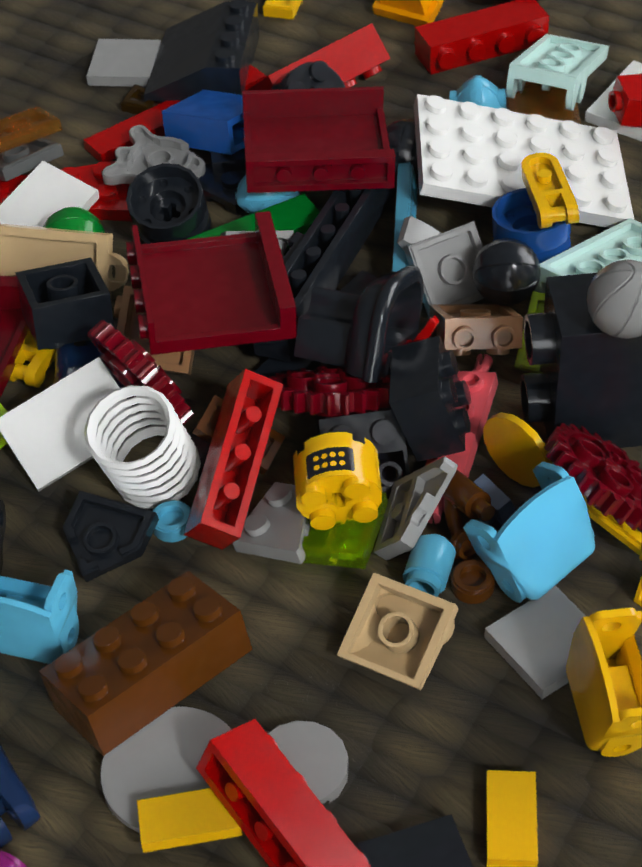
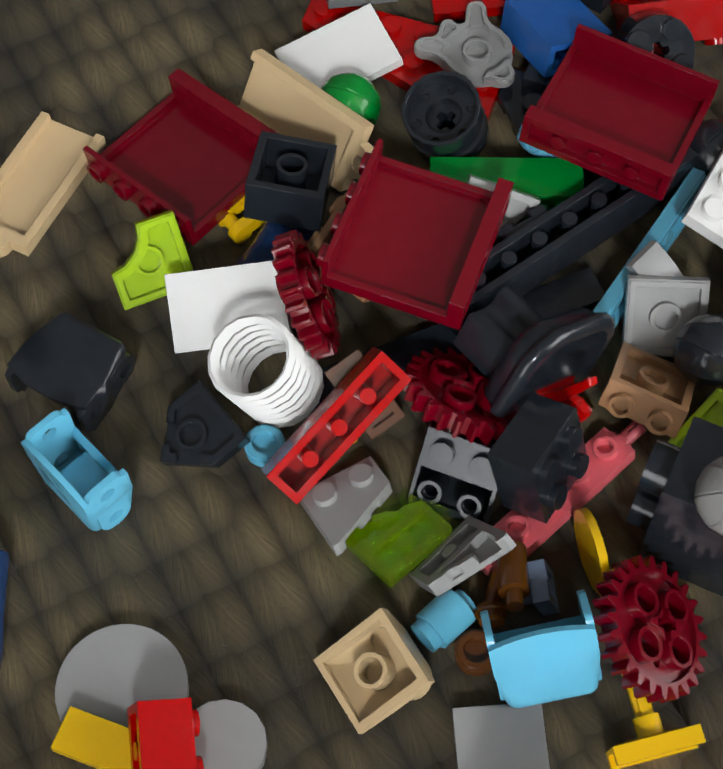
camera: 30 degrees right, 15 degrees up
(146, 661) = (152, 580): reddish brown brick -> none
(337, 480) = (405, 499): yellow brick -> none

